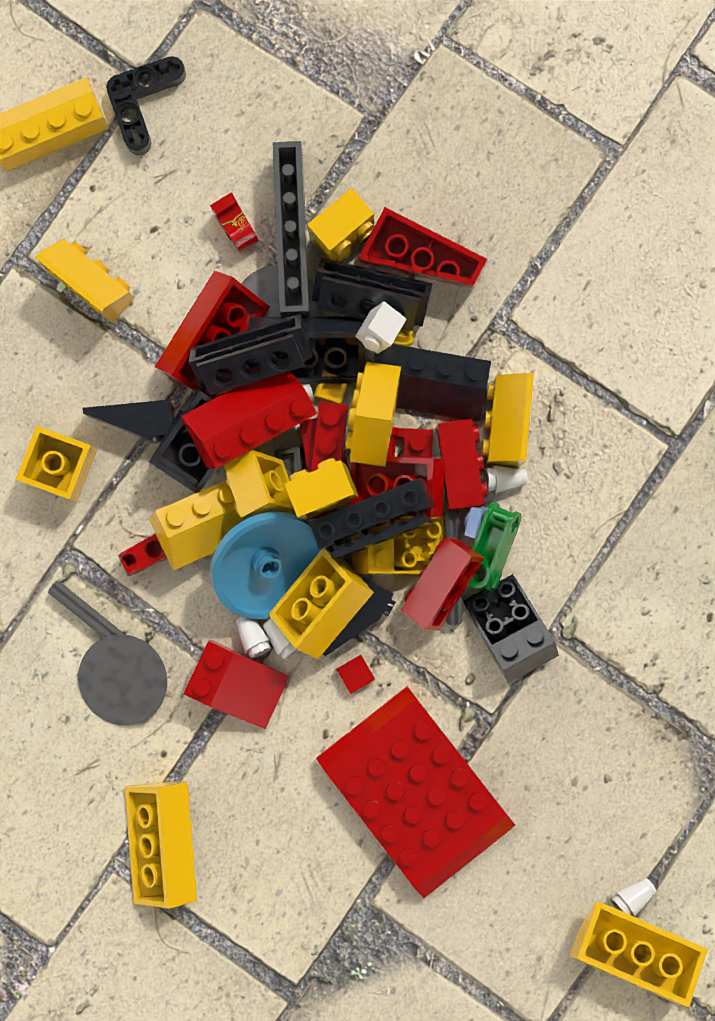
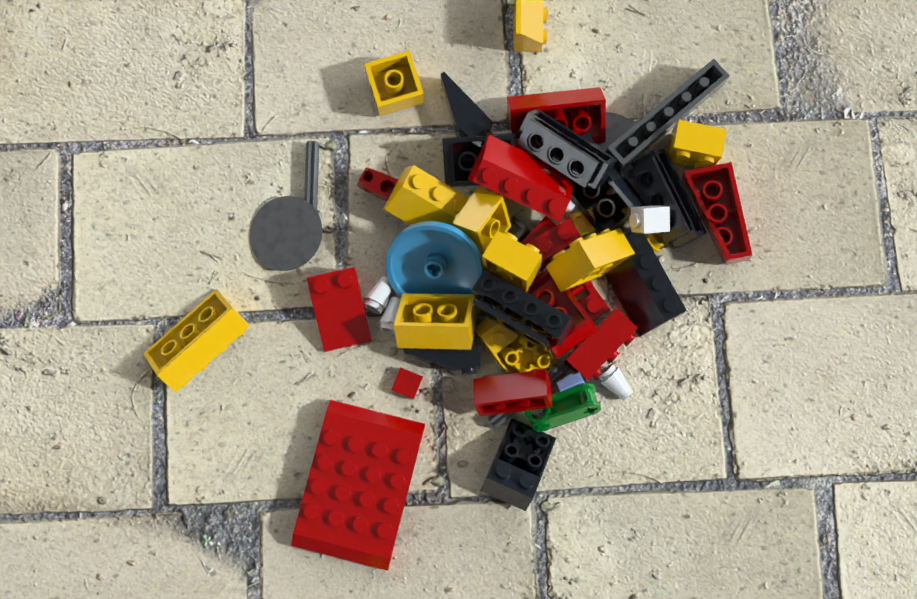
camera: 40 degrees right, 5 degrees down
(234, 222) = (641, 76): red leg -> none
(508, 419) = (656, 352): yellow slope -> none

